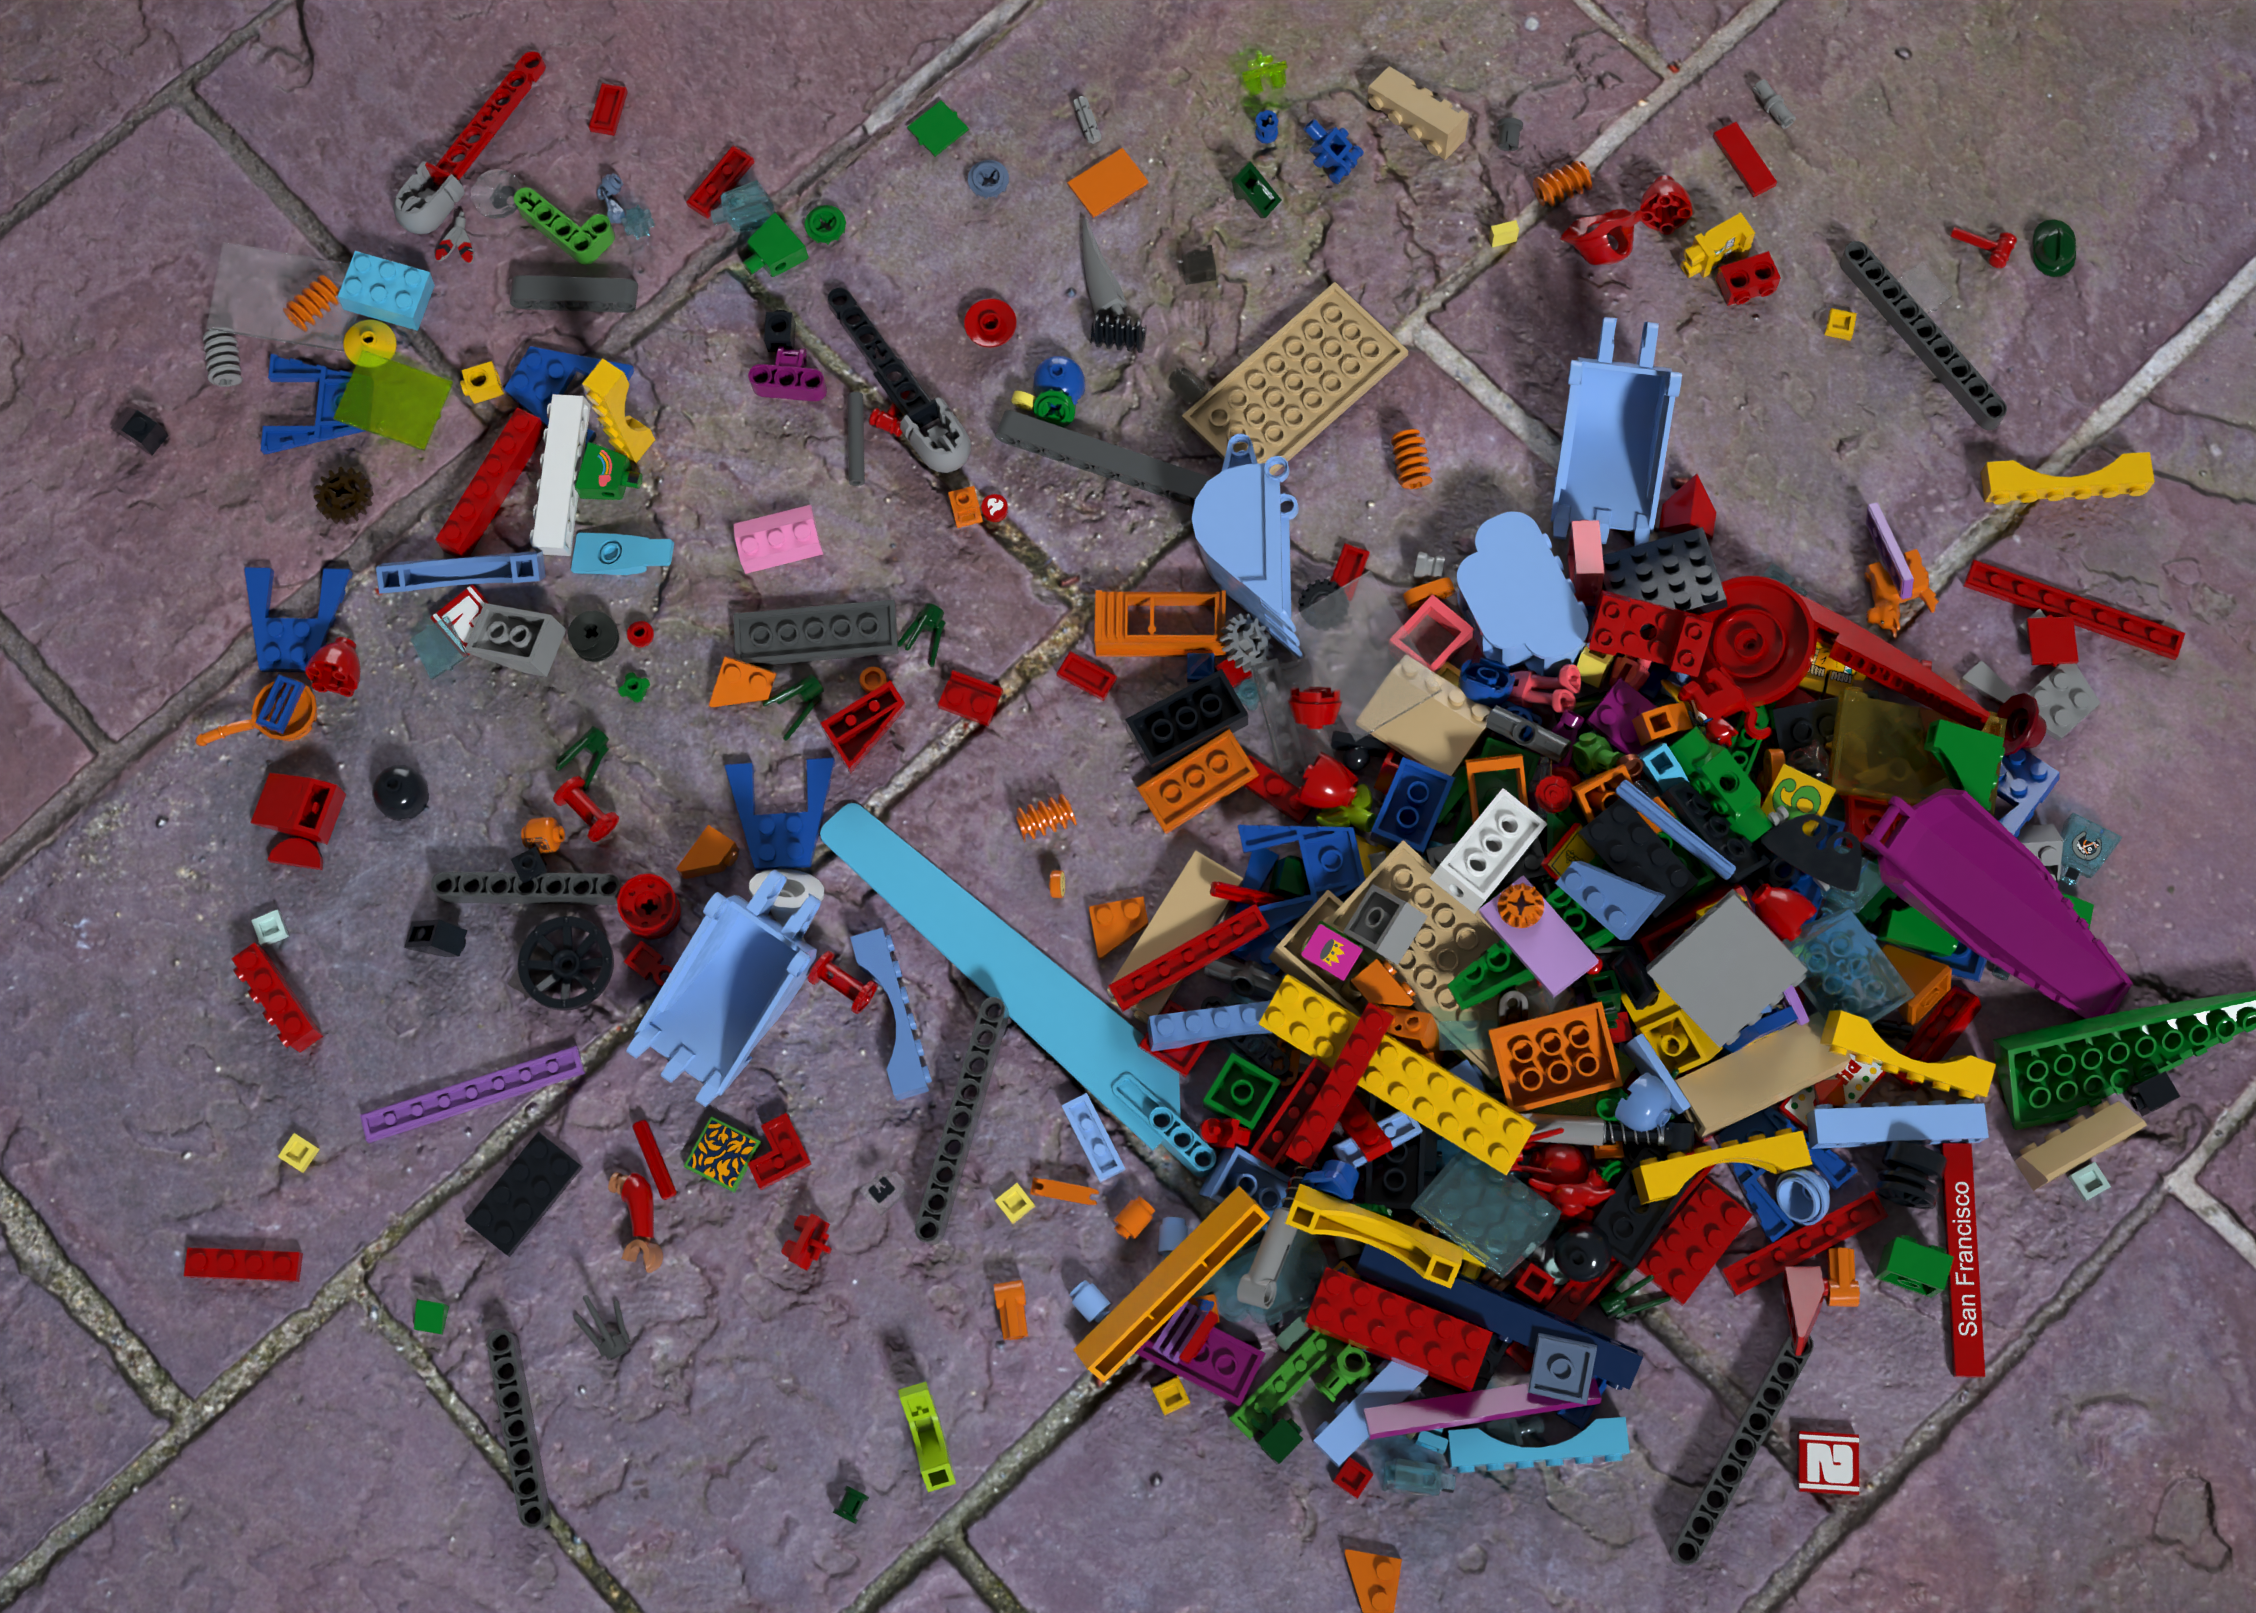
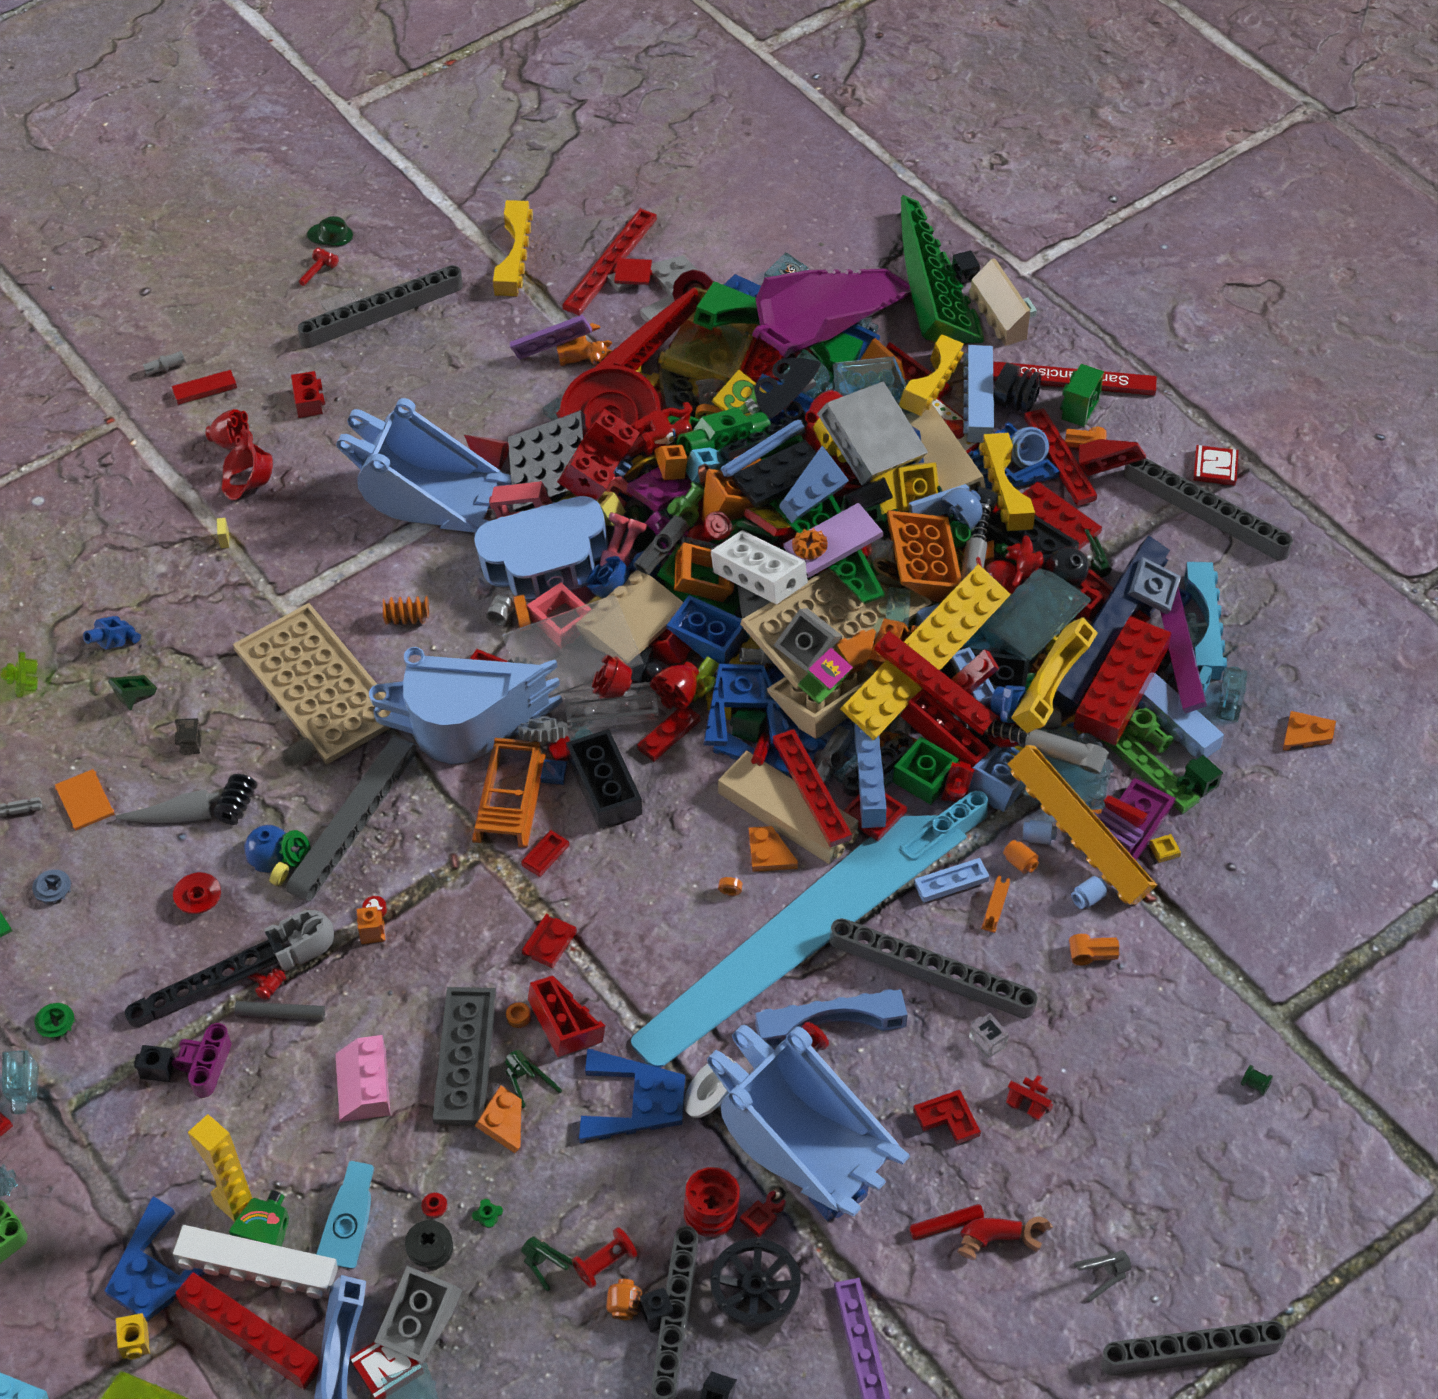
camera: 90 degrees left, 20 degrees down
(523, 1194) = (971, 1339): black plate -> none
(574, 294) = (59, 1246): dark grey beam -> none
(708, 855) = (663, 1155): orange slope -> none
(722, 1154) = (945, 1165): tile -> none
(774, 248) = (66, 1062): green torso -> none
(927, 619) = (471, 963): dark green plant -> none
(927, 1436) = (1203, 1016): lime arch -> none
(1014, 1203) = (1002, 943): light yellow tile -> none
(1045, 817) = (670, 889): orange piece -> none
(1197, 781) = (656, 780): orange tile -> none
(1264, 125) = (71, 682): blue bush -> none
(1293, 1332) = (1119, 759): sand green beam -> none
(1353, 1478) = (1232, 736): red tile -> none
(1419, 112) = (97, 571): tan wedge -> none
(1509, 133) = (135, 520): dark grey bush -> none
(1562, 182) = (192, 491): orange piece -> none
(1717, 245) = (277, 402): yellow hips -> none
(1840, 324) = (357, 351): yellow tile -> none

